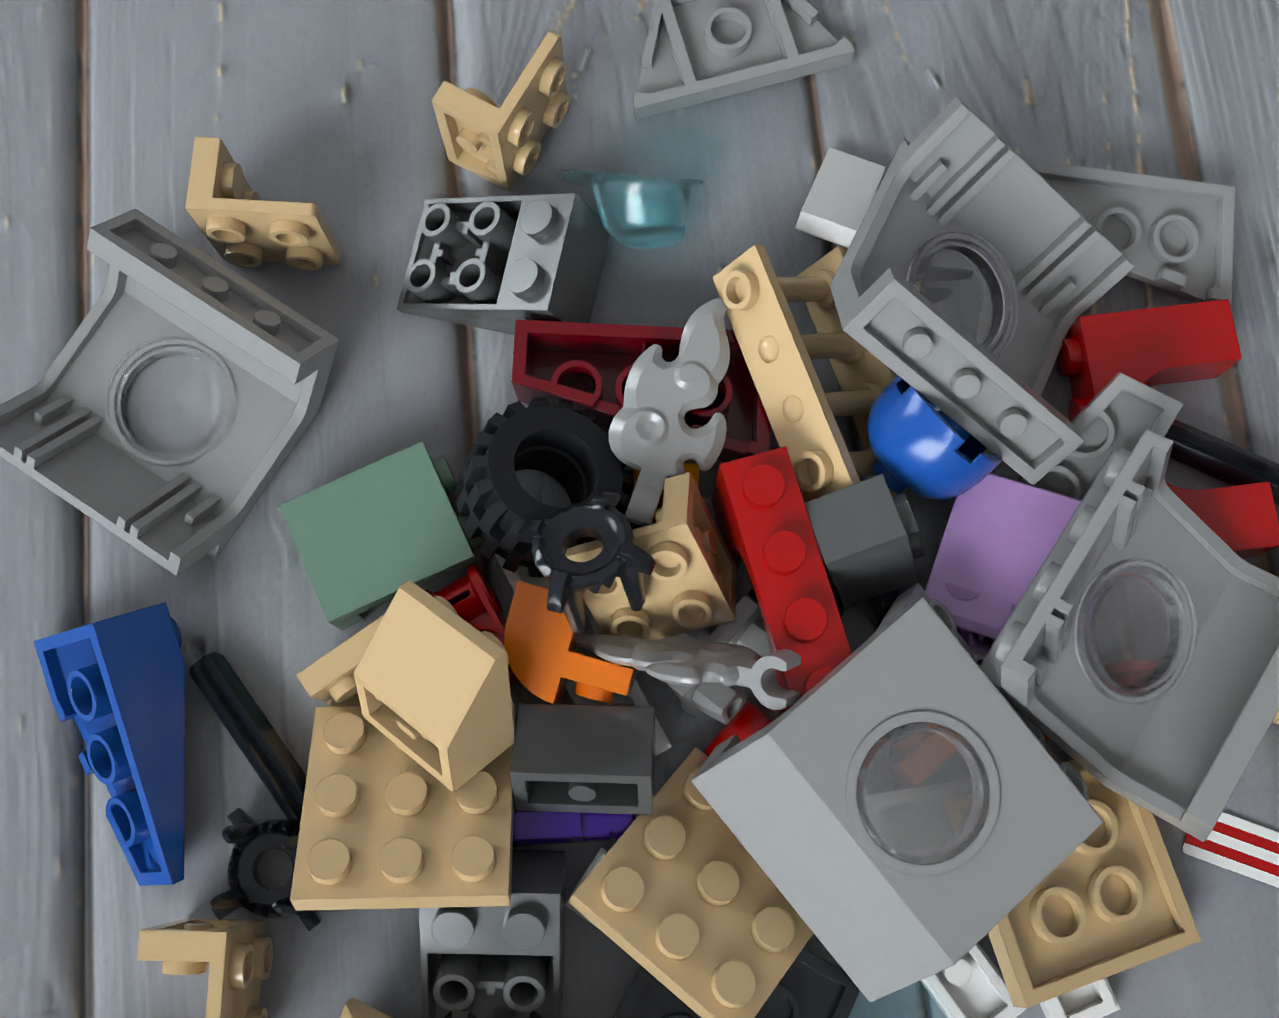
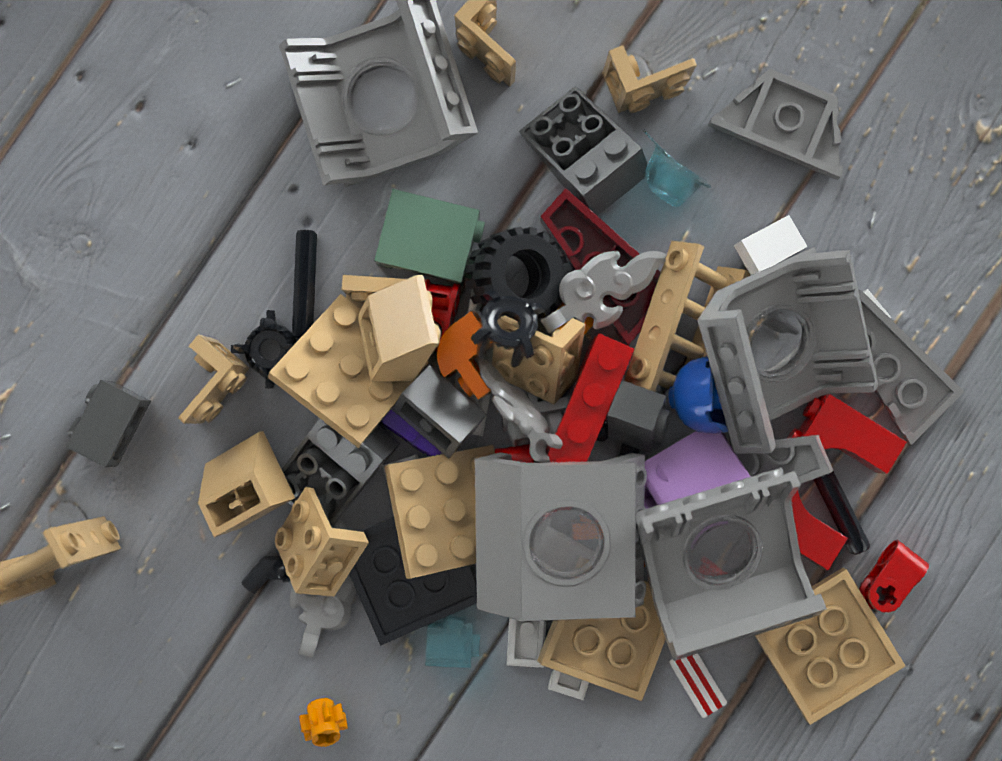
camera: 40 degrees right, 10 degrees up
(128, 700) = (259, 226): blue wedge -> none

